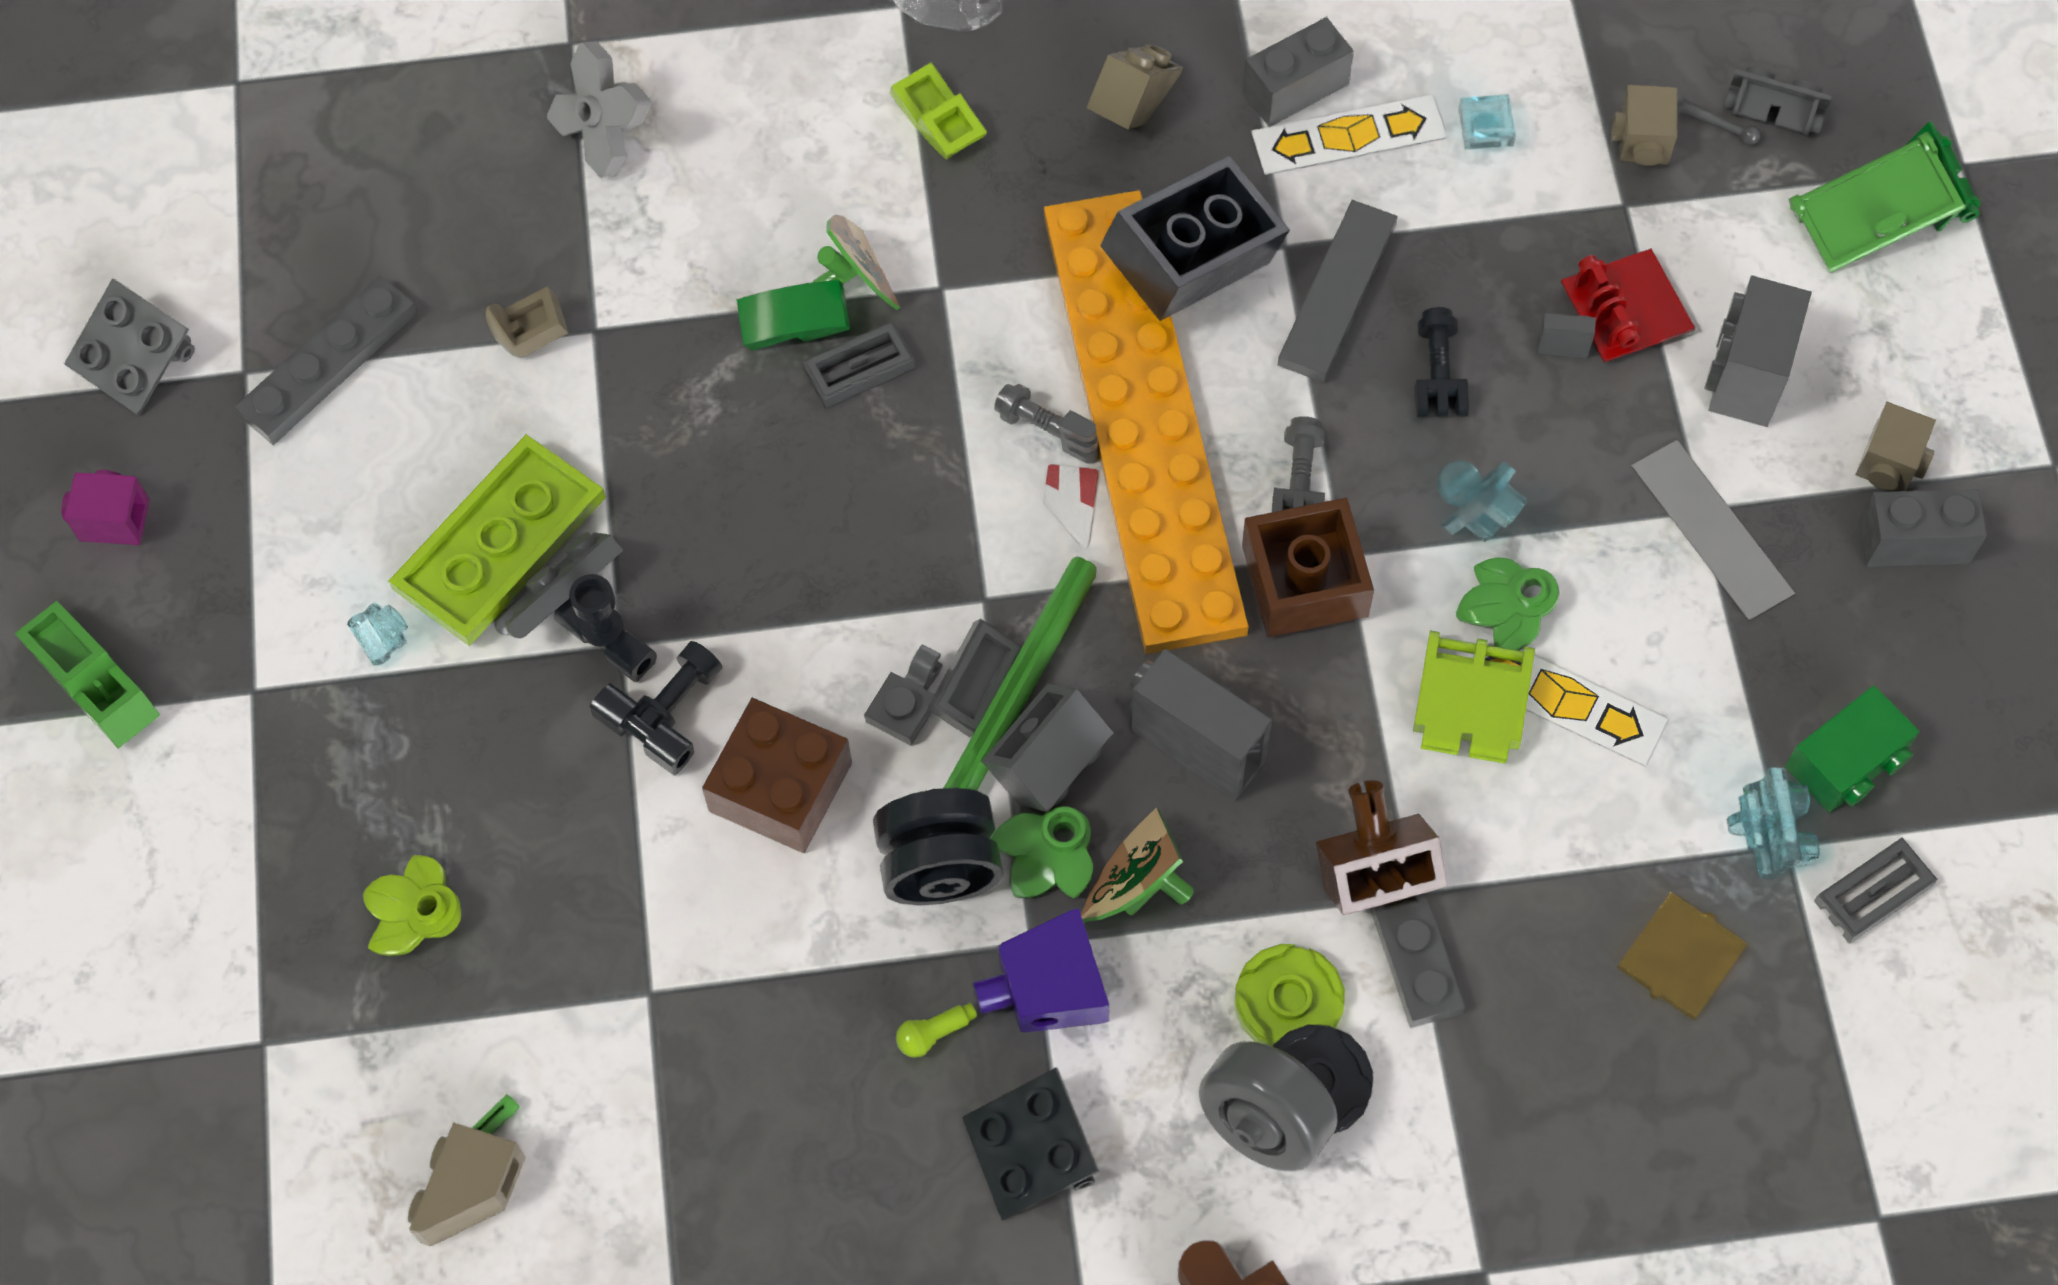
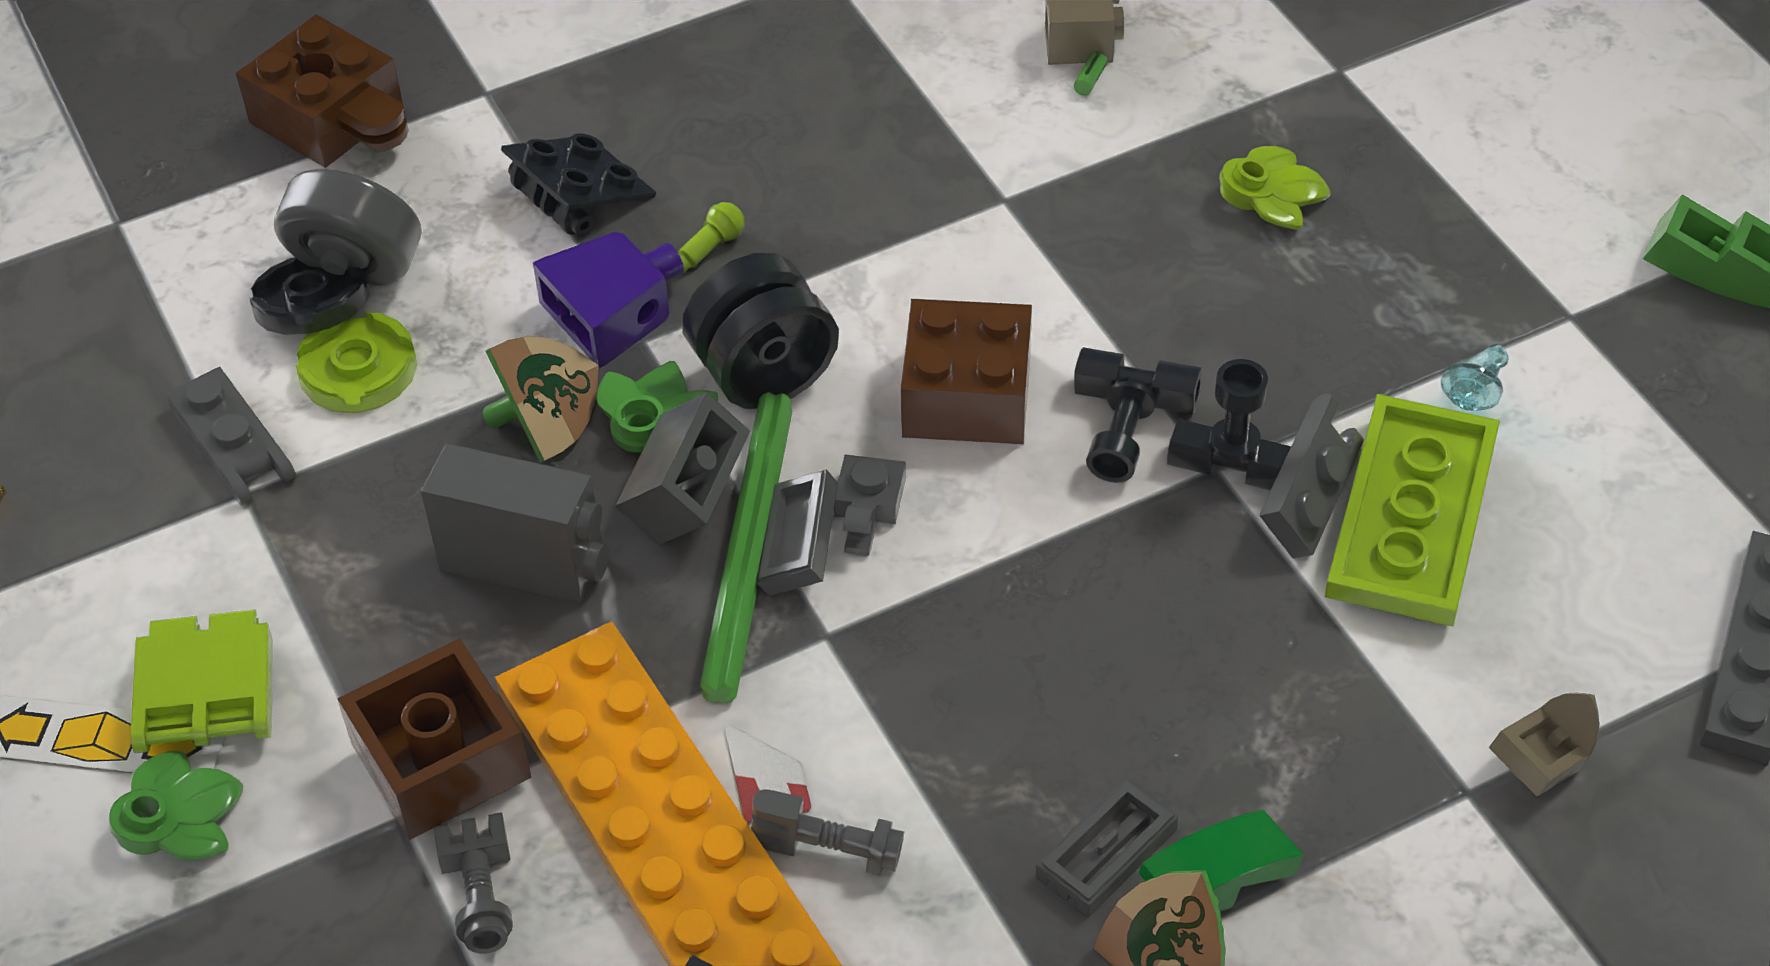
camera: 160 degrees right, 15 degrees down
(1380, 858) = (278, 469): reddish brown brick -> none
(1483, 501) = (223, 877): clear light blue hips -> none

